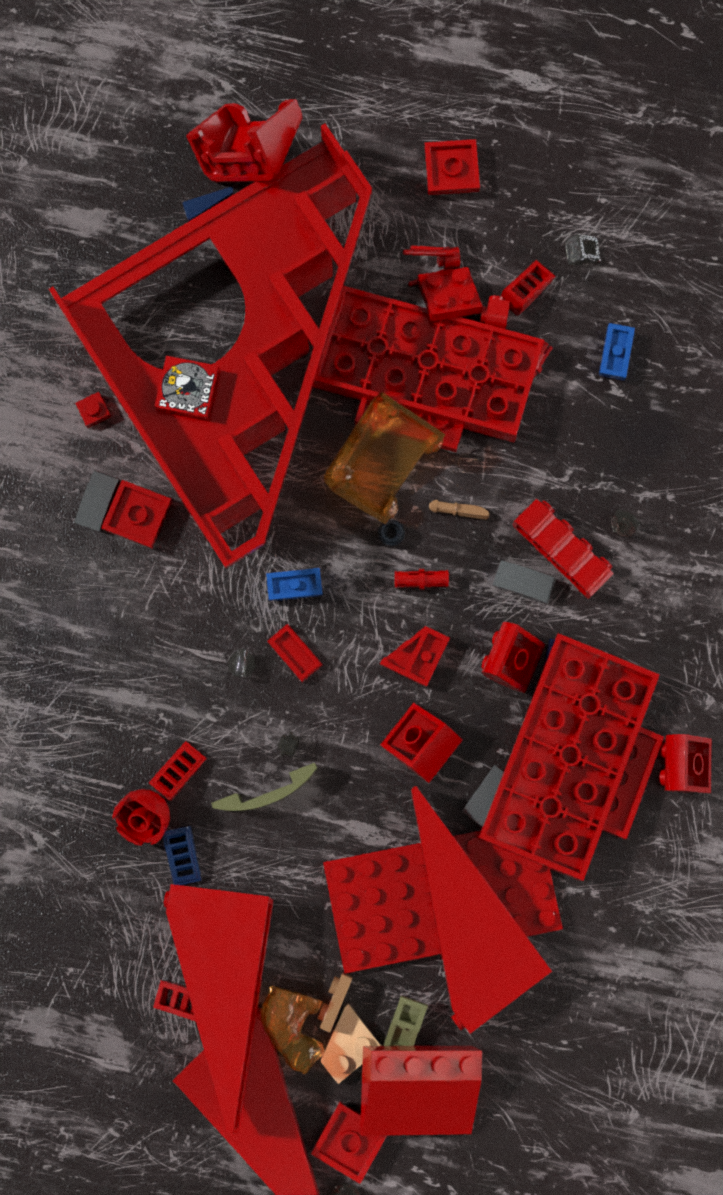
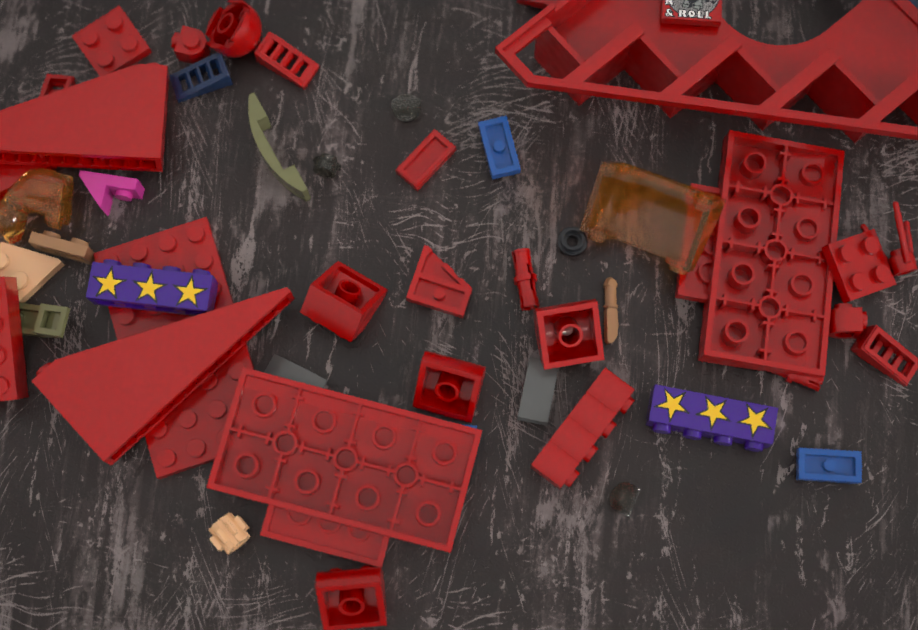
camera: 85 degrees right, 5 degrees down
(131, 940) = (111, 42): none -> red plate
(147, 861) = (190, 45): none -> red plate
(281, 959) = (105, 187): none -> dark pink slope
(393, 915) = (151, 289): none -> dark purple brick
(481, 547) = (568, 334): none -> red brick
(565, 440) = (711, 417): none -> dark purple brick
(620, 866) = (229, 533): none -> light nougat gear

